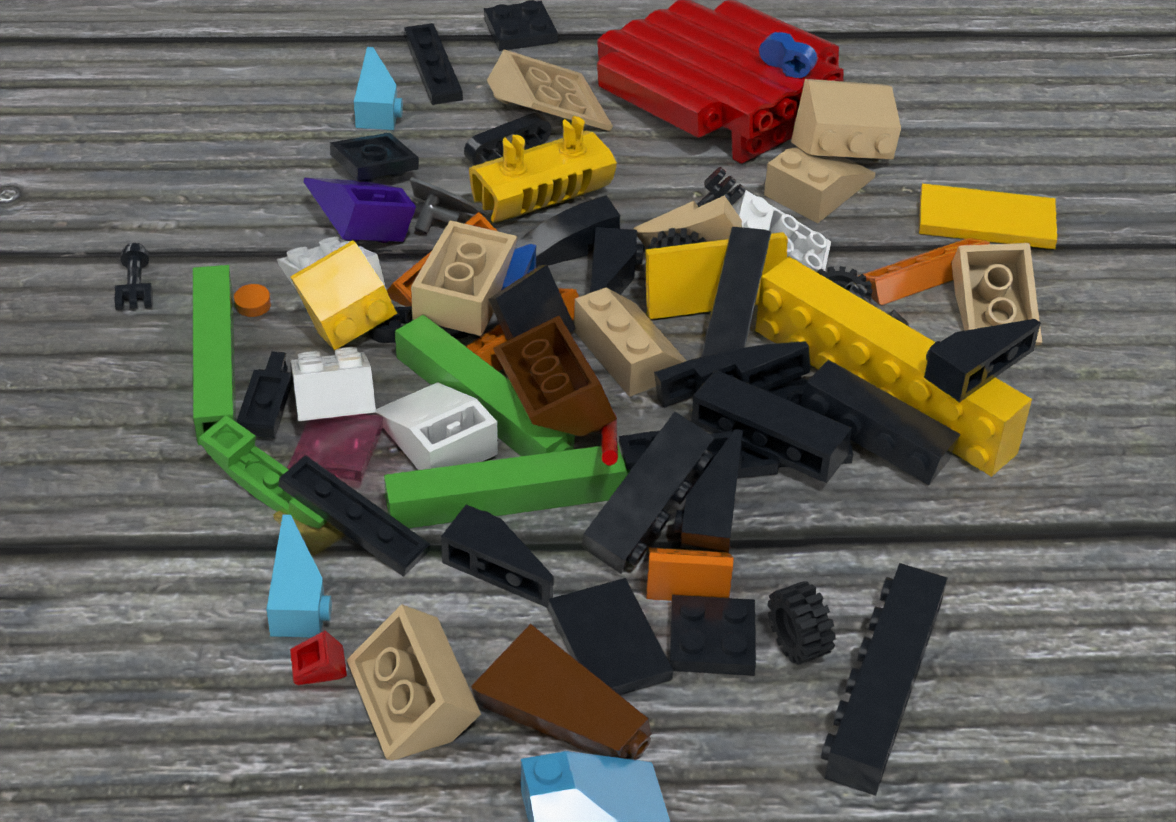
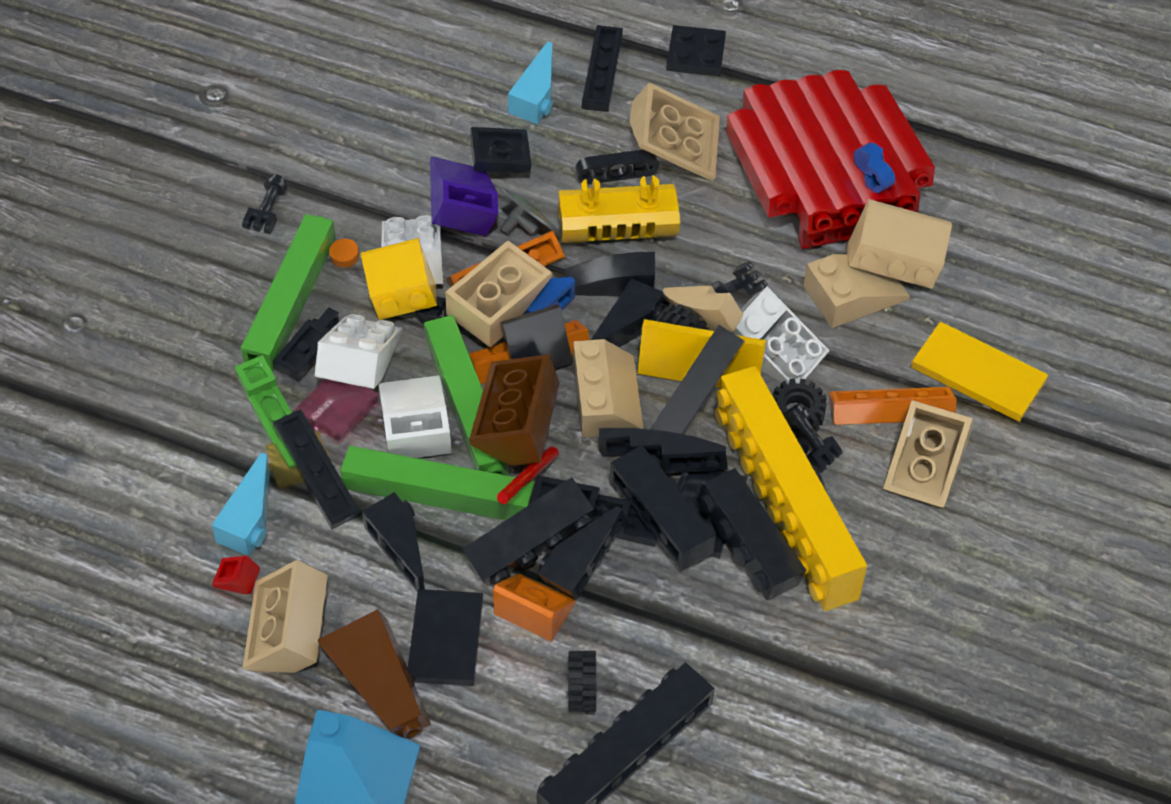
camera: 25 degrees right, 10 degrees up
(713, 635) = (522, 663): black plate -> none
(978, 356) = (839, 514): black slope -> none

